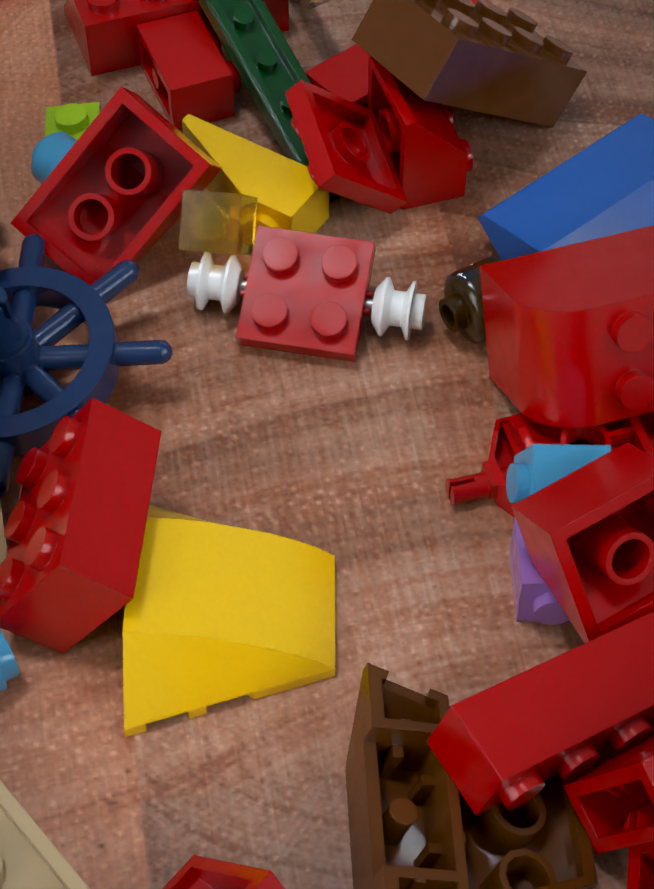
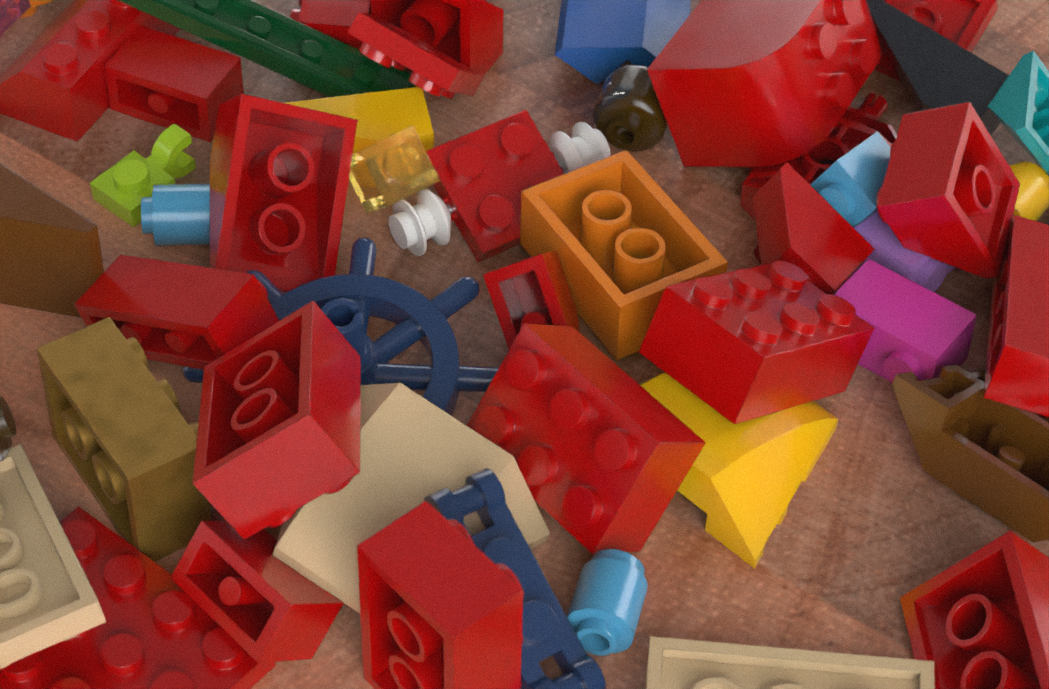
camera: 45 degrees left, 5 degrees down
(198, 407) = (531, 294): none -> red slope
(305, 550) = (756, 340): none -> red brick
(313, 408) = (616, 245): none -> orange brick
(461, 625) = (911, 324): none -> dark pink brick
(467, 506) = (805, 230): none -> red slope

